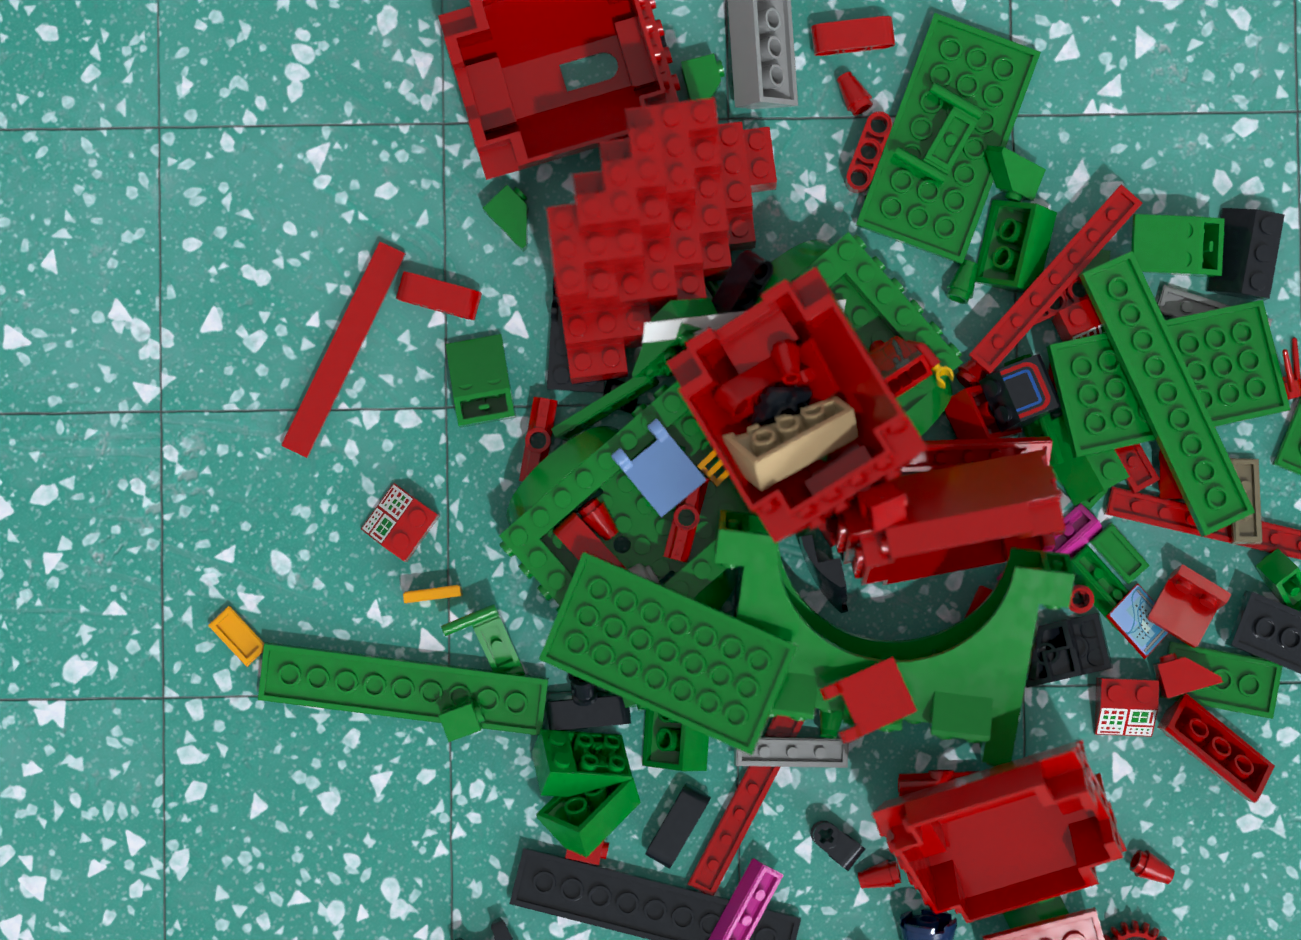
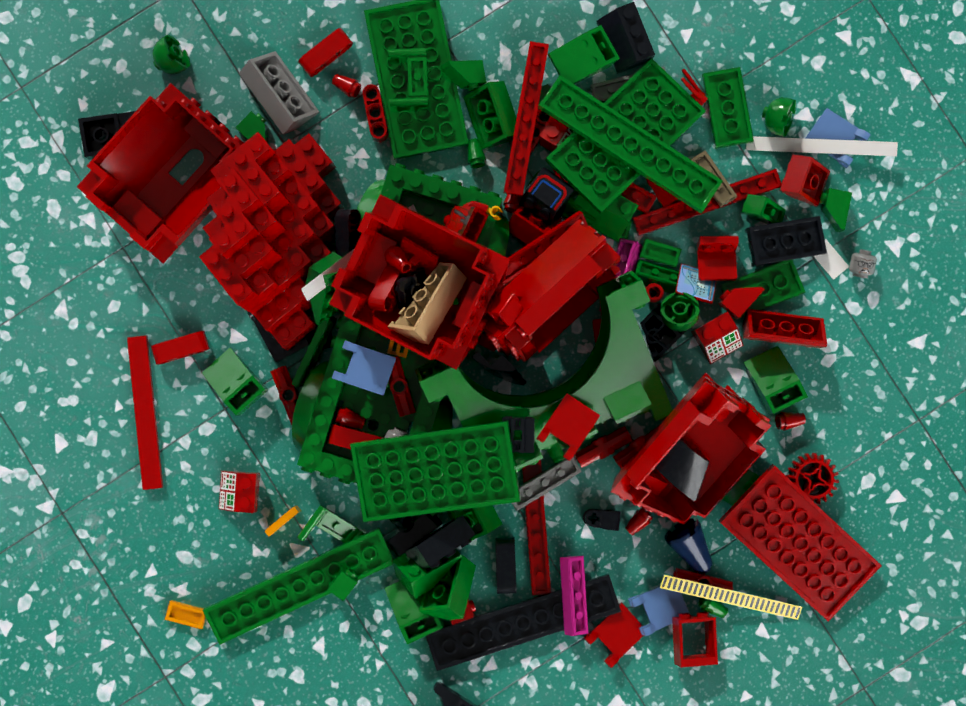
camera: 35 degrees left, 0 degrees up
(510, 214) = (192, 275): green slope -> none
(519, 804) = (406, 611): none -> green slope
(617, 747) = (441, 543): none -> black slope
(817, 670) = (527, 426): none -> black piece
(894, 753) = (603, 447): none -> red piece
(980, 843) = (684, 468): none -> black slope
(1097, 643) = (679, 311): none -> green cylinder
(1164, 805) = (775, 380): none -> green slope

